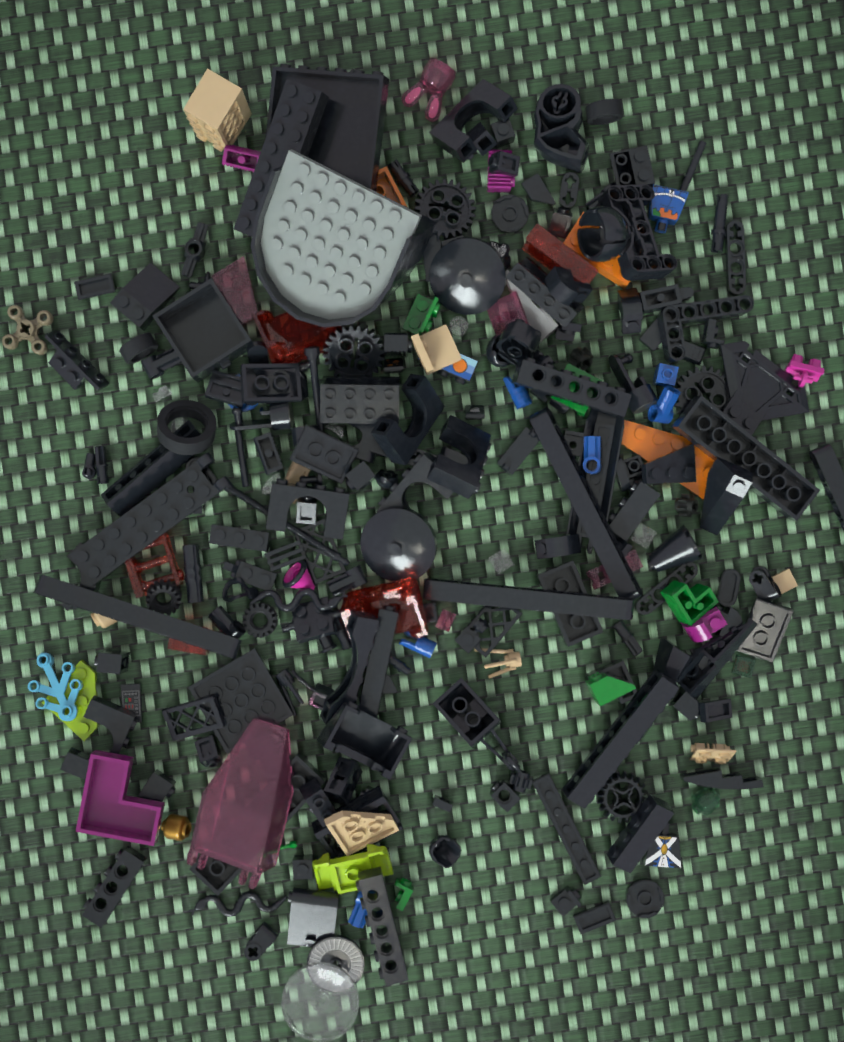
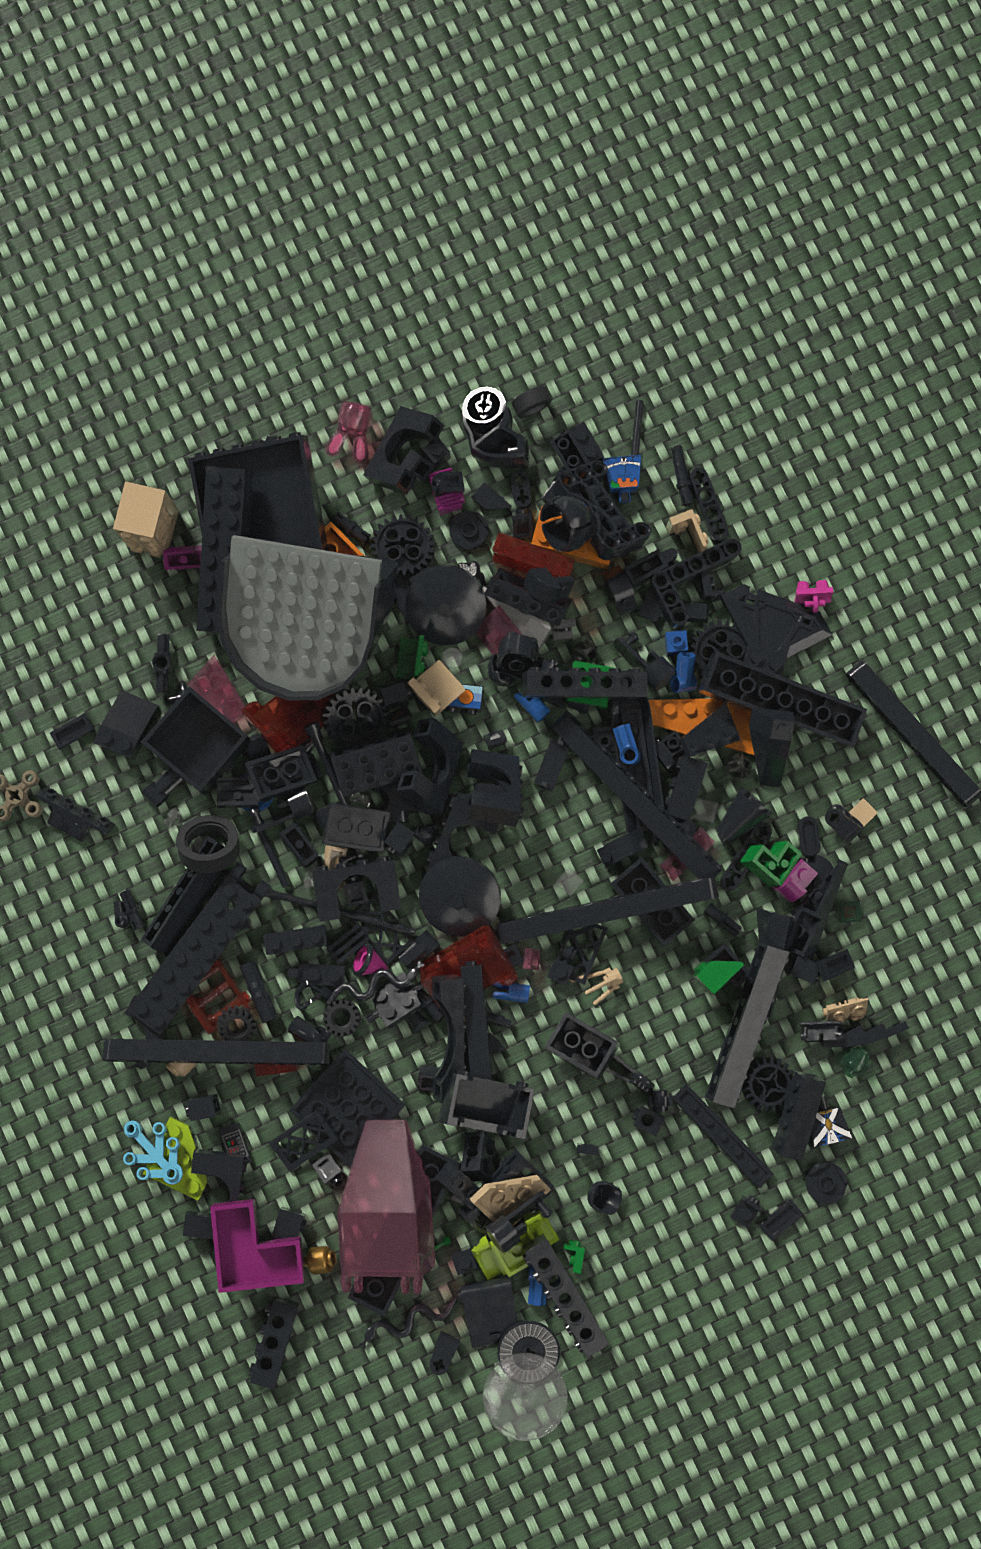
camera: 10 degrees left, 5 degrees down
(138, 348) = (135, 779): black tyre -> none
(286, 679) = (387, 1070): black plant -> none
(344, 857) = (504, 1234): none -> black piece
(693, 766) = (831, 1031): none -> black hinge
(715, 268) = (679, 523): none -> tan bracket
(771, 626) = (862, 872): tile -> none

